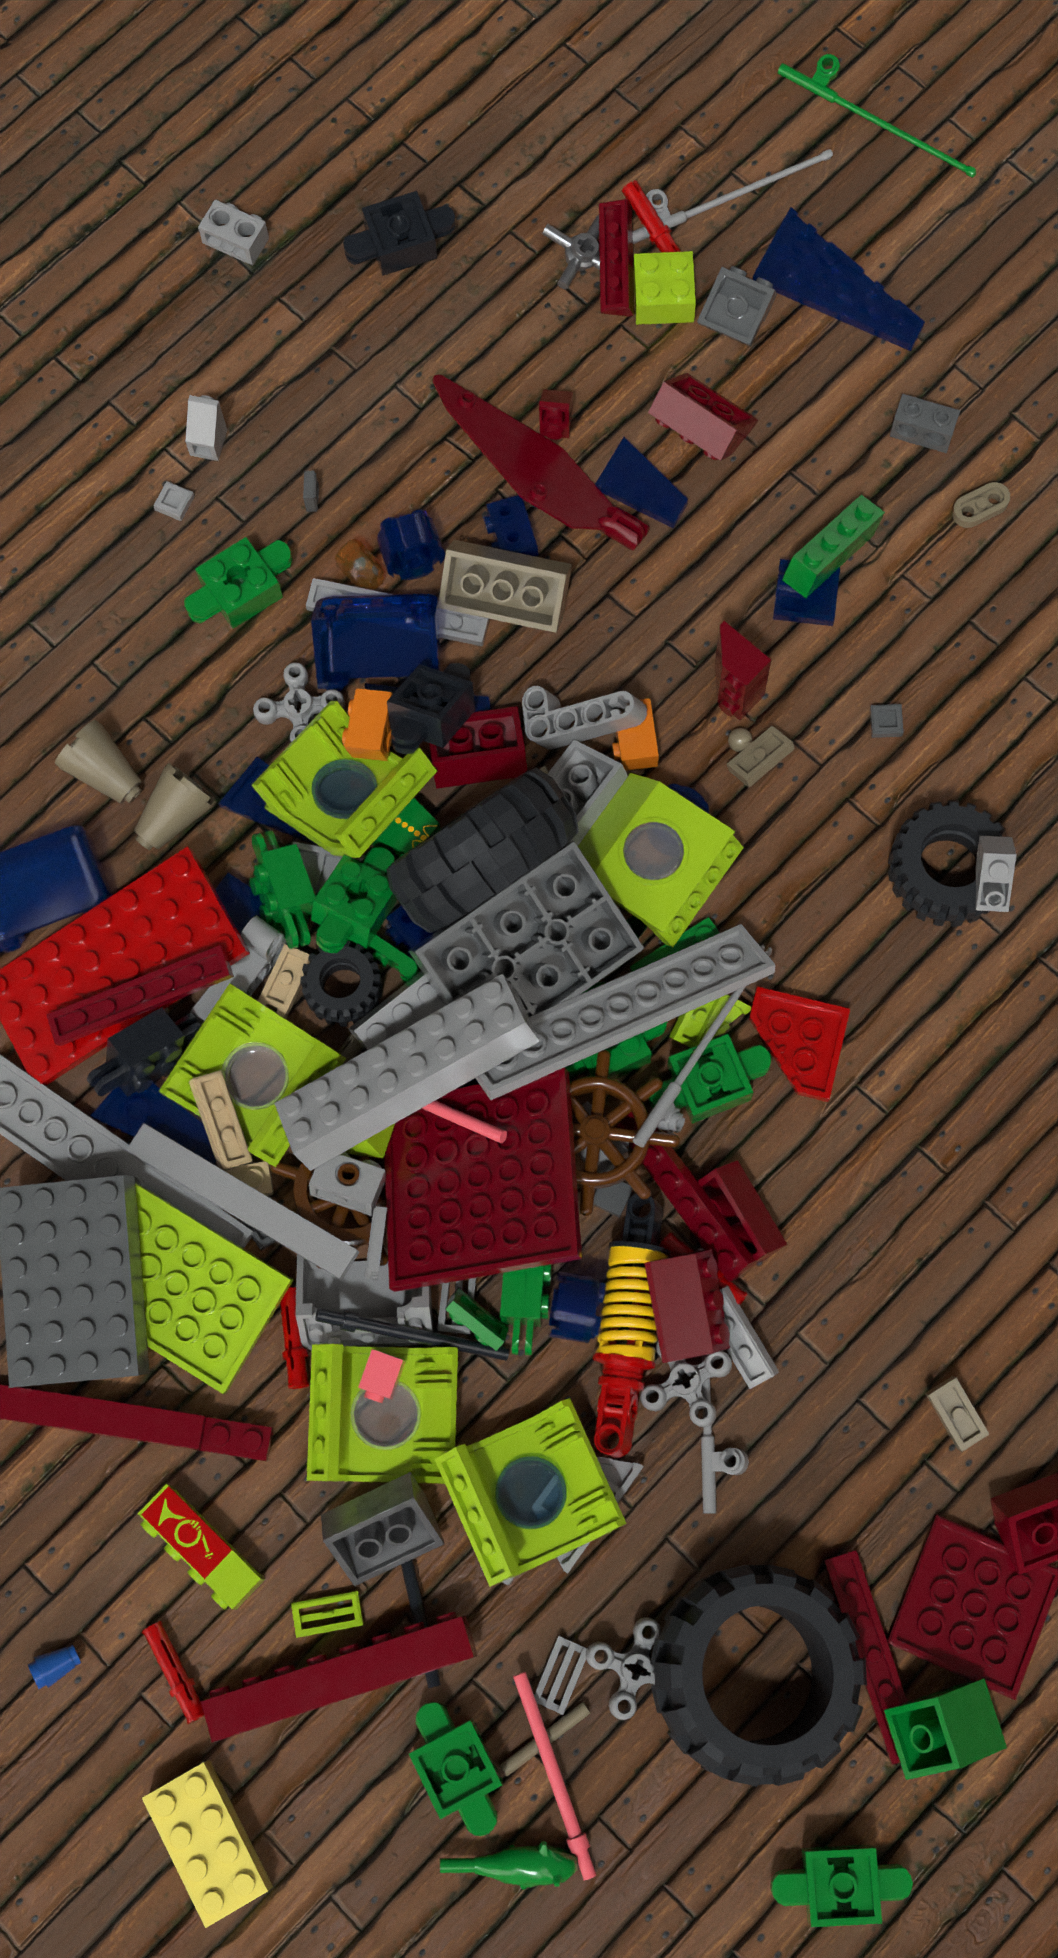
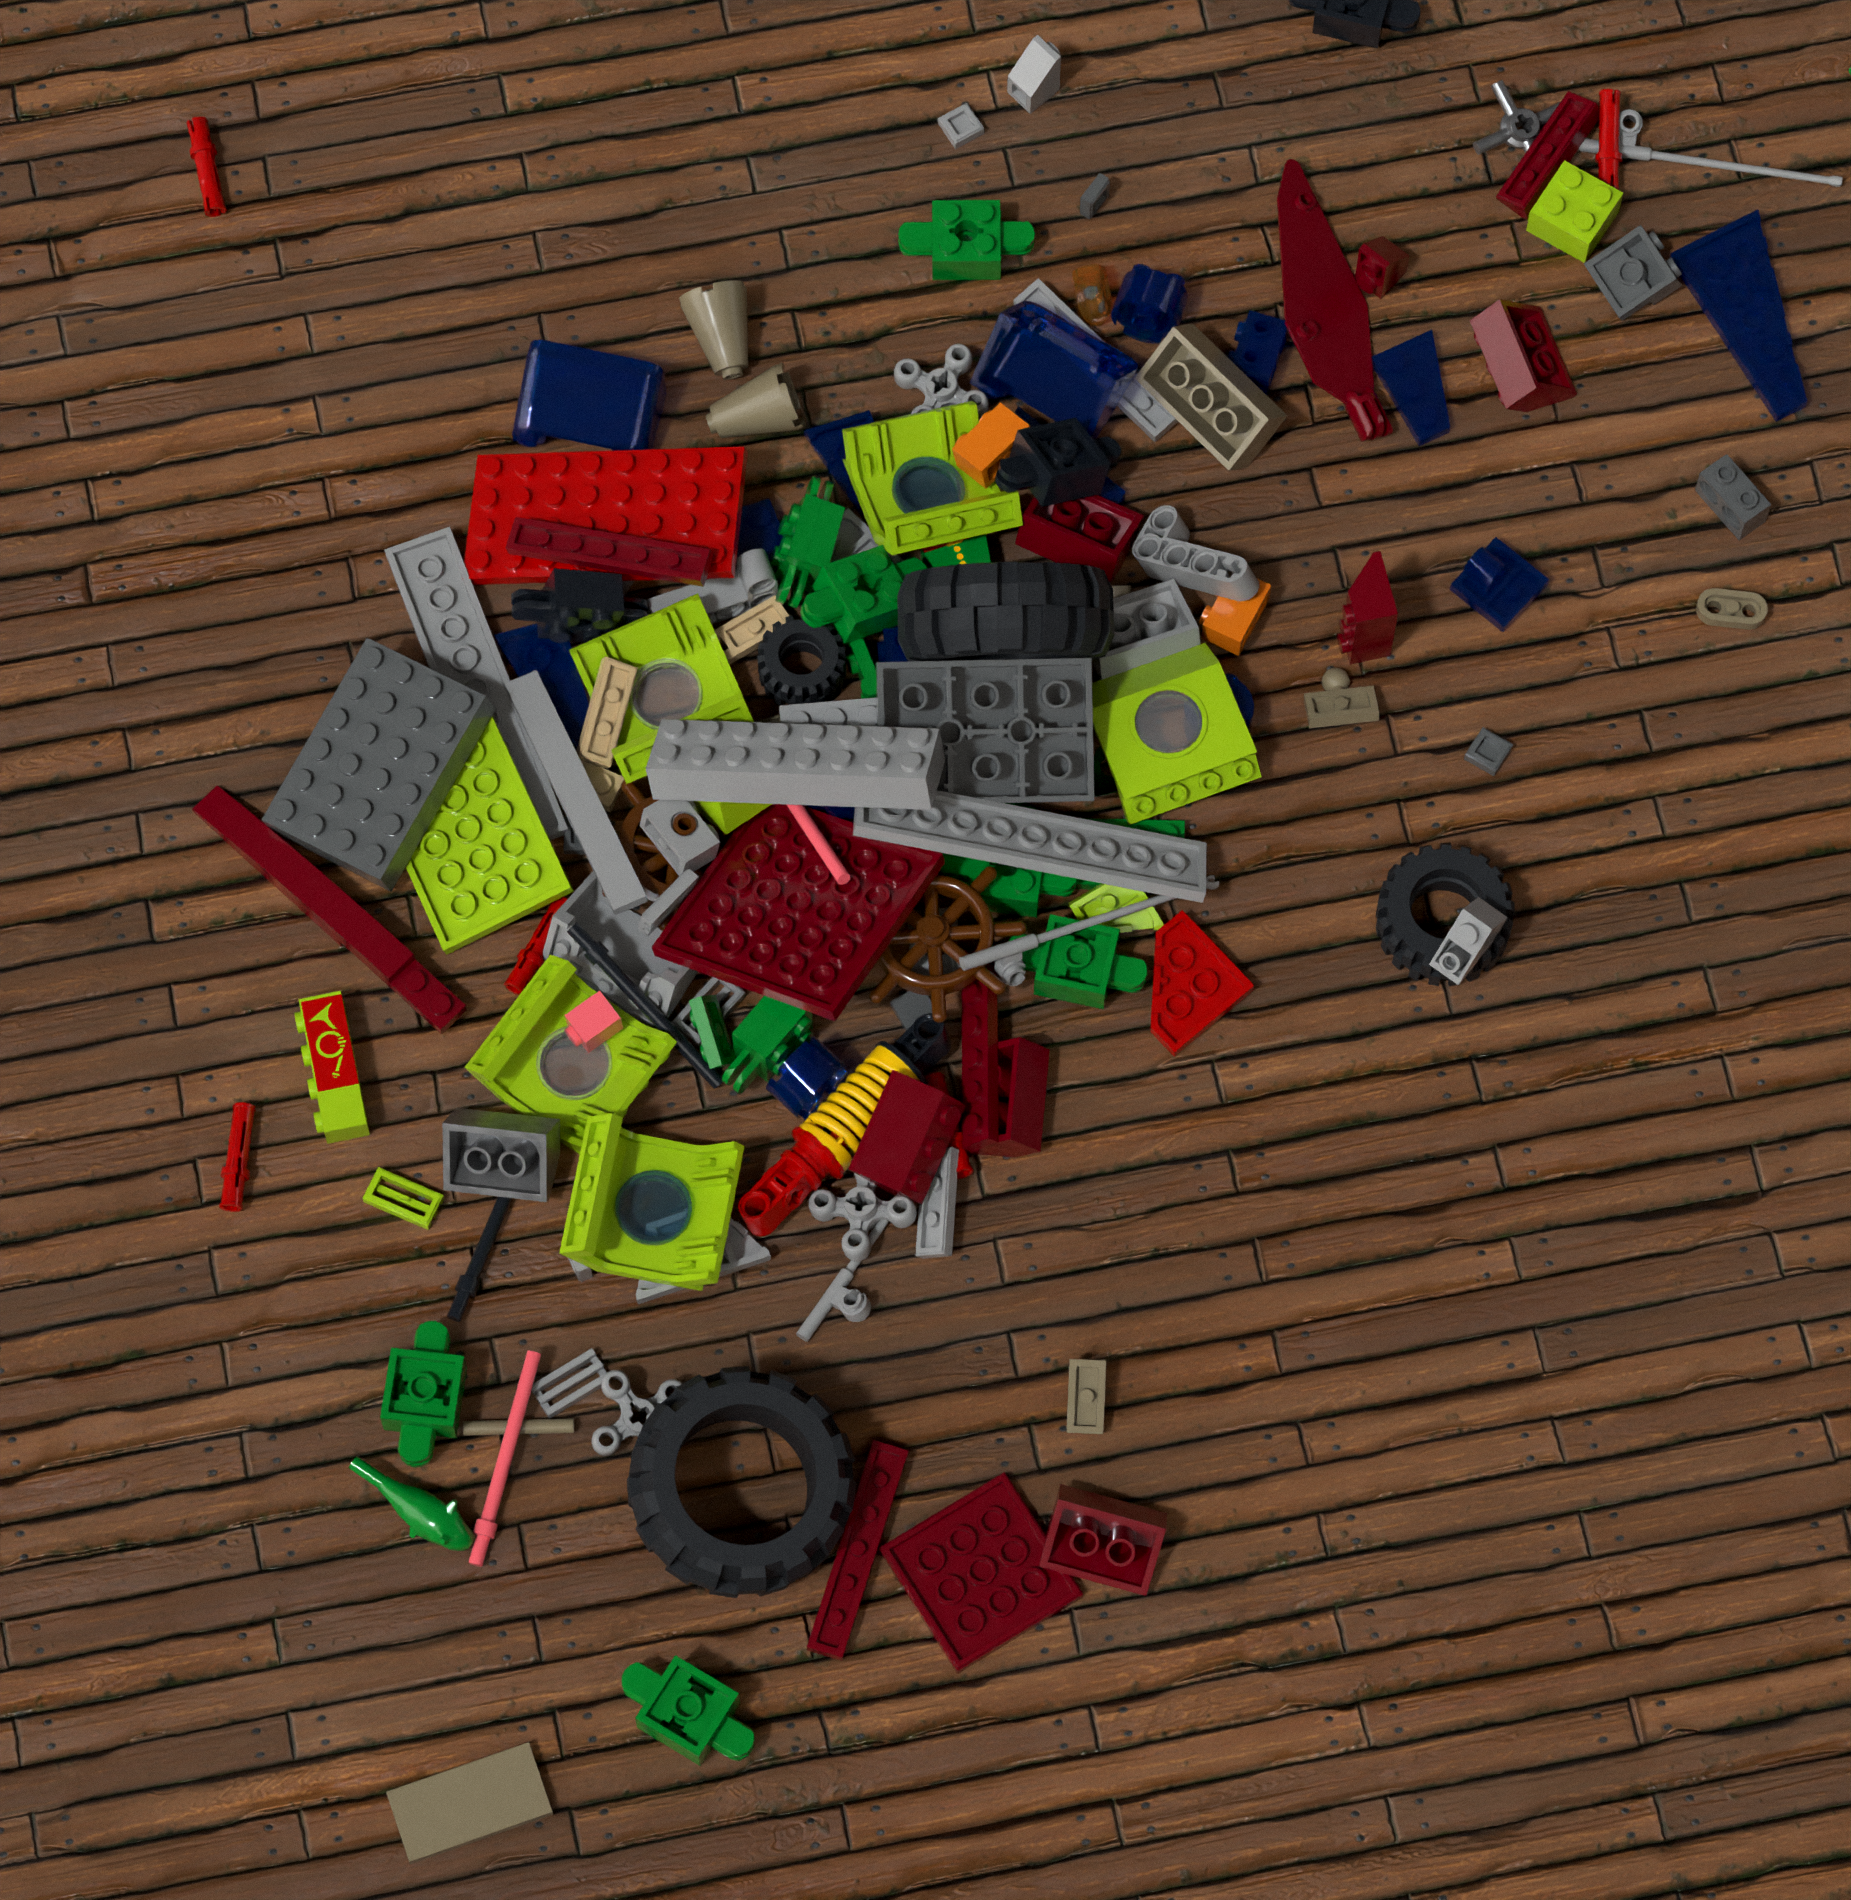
camera: 30 degrees right, 5 degrees down
(53, 1666) = (138, 1082): blue cone -> none
(207, 1843) = (168, 1312): light yellow brick -> none
(338, 1678) = (377, 1251): dark red brick -> none
(833, 546) = (1550, 554): green brick -> none
(945, 1729) = (875, 1644): green slope -> none

